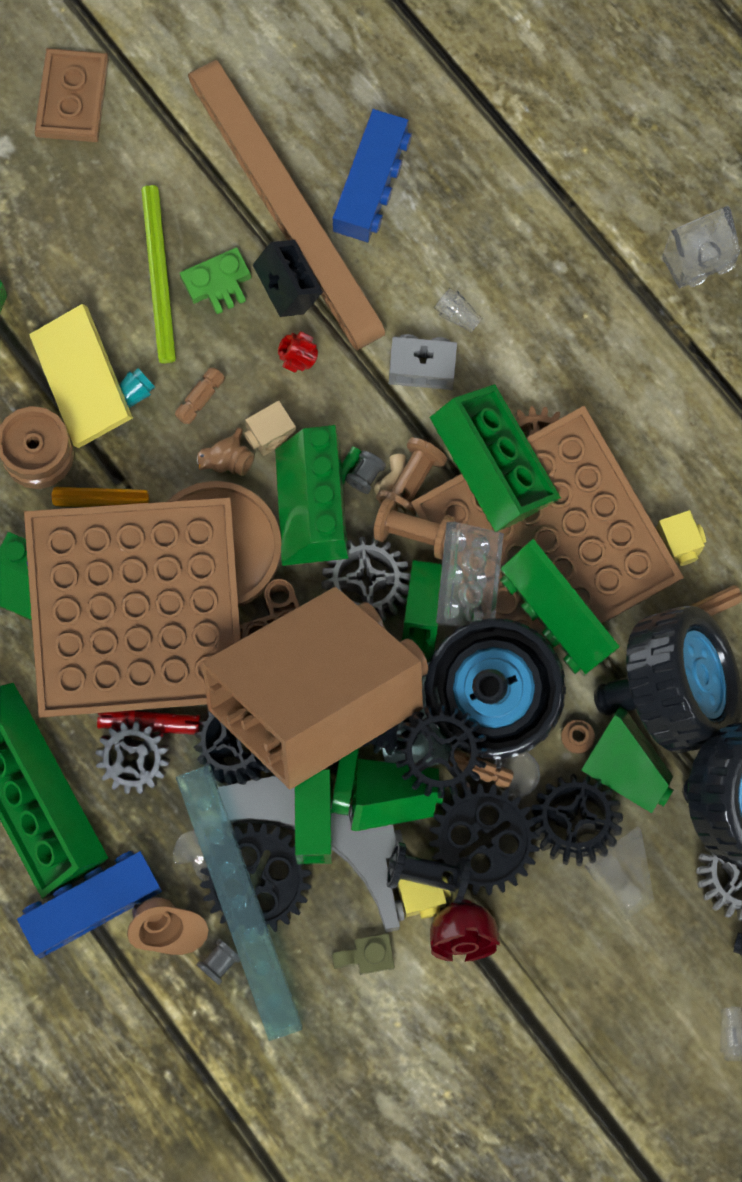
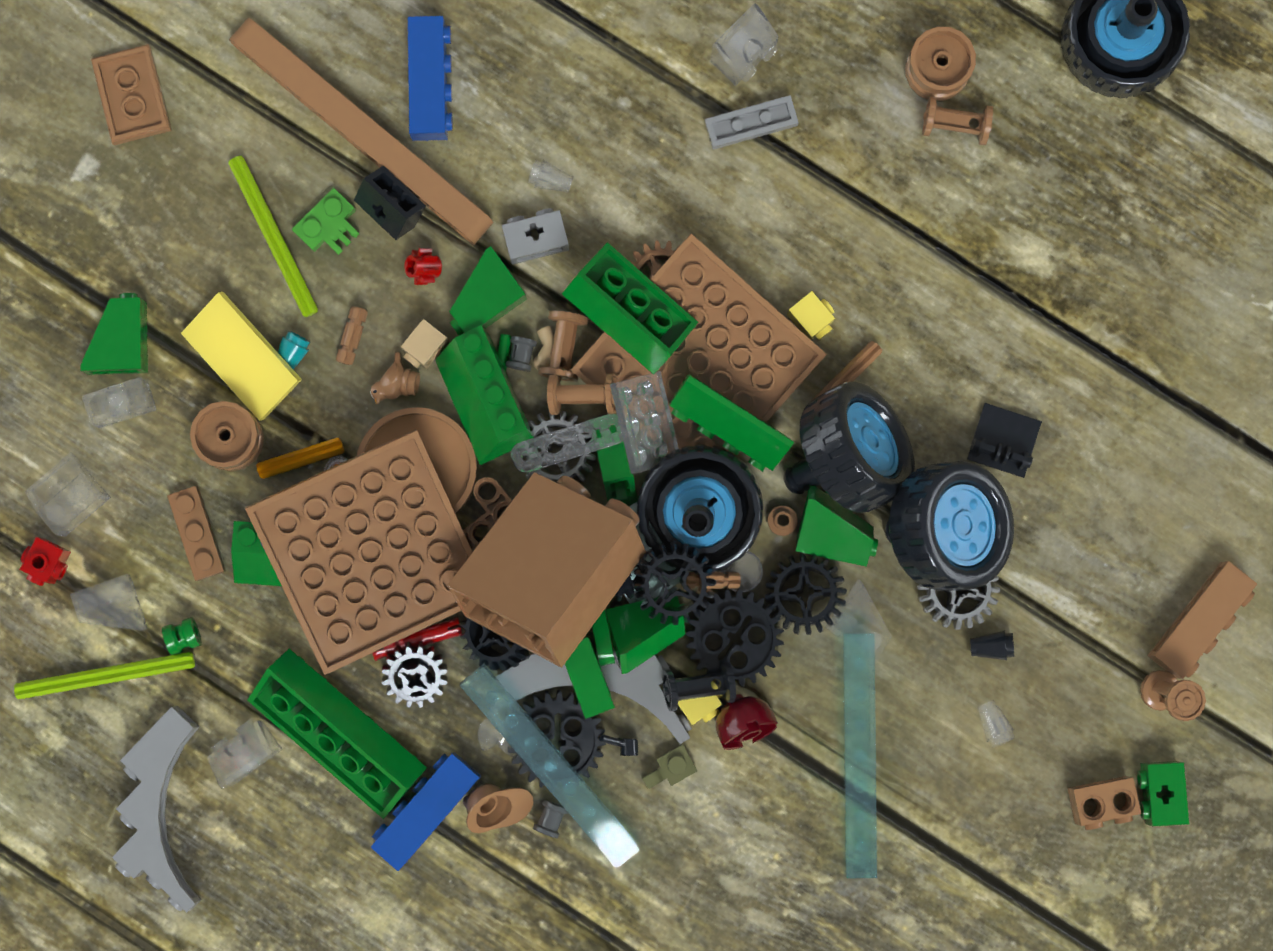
camera: 20 degrees left, 10 degrees up
(329, 915) = (628, 747): none -> black hand
(352, 401) = (486, 295): none -> green slope
(382, 578) = (570, 448): none -> clear beam
(575, 1016) = (860, 755): none -> clear light blue tile
(683, 327) = (751, 122): none -> light grey plate

